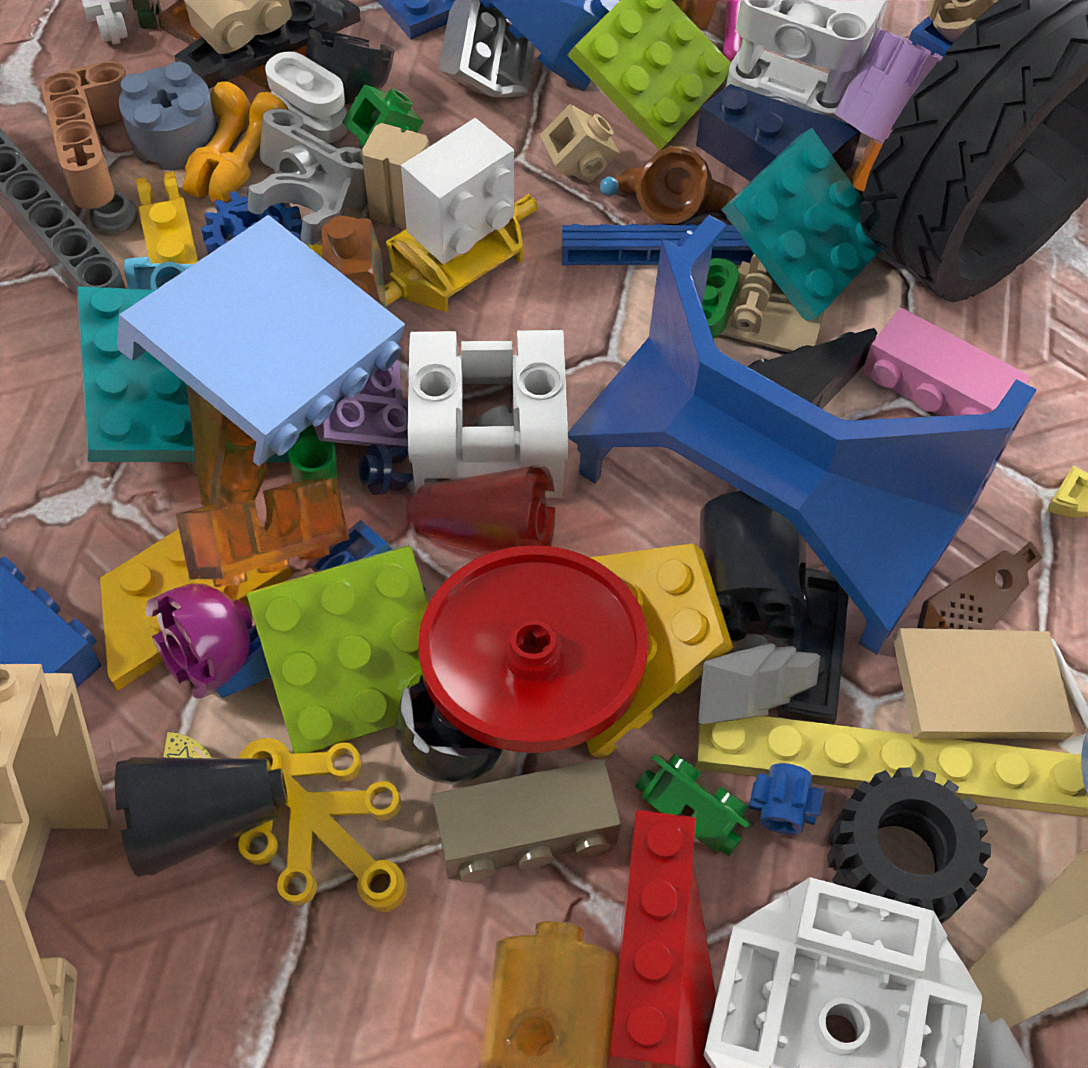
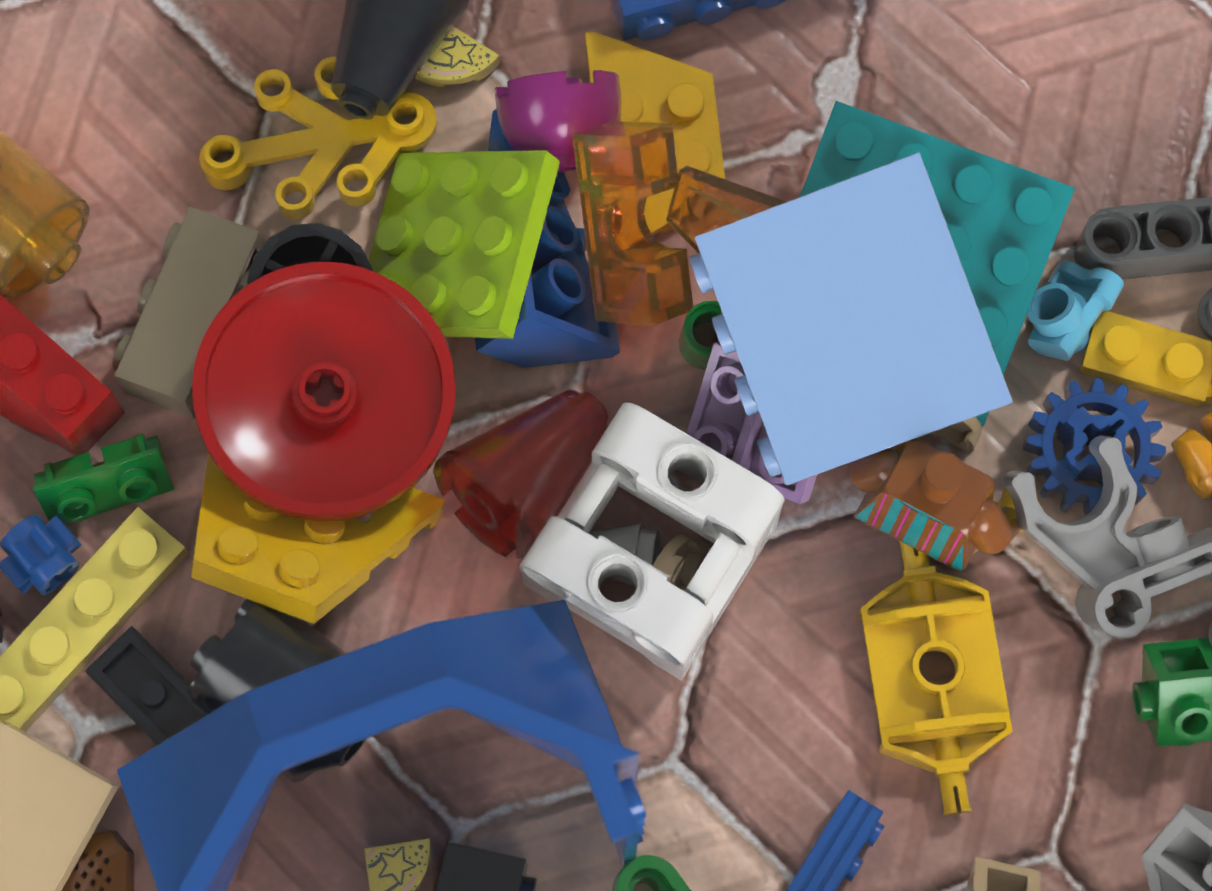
camera: 125 degrees right, 15 degrees up
(377, 469) = (668, 400): dark blue plate -> none
(382, 162) = (1059, 644): tan brick -> none
(459, 190) = (956, 670): white brick -> none
(495, 396) = (681, 559): none -> tan tile
(754, 680) = (159, 578): light grey connector -> none

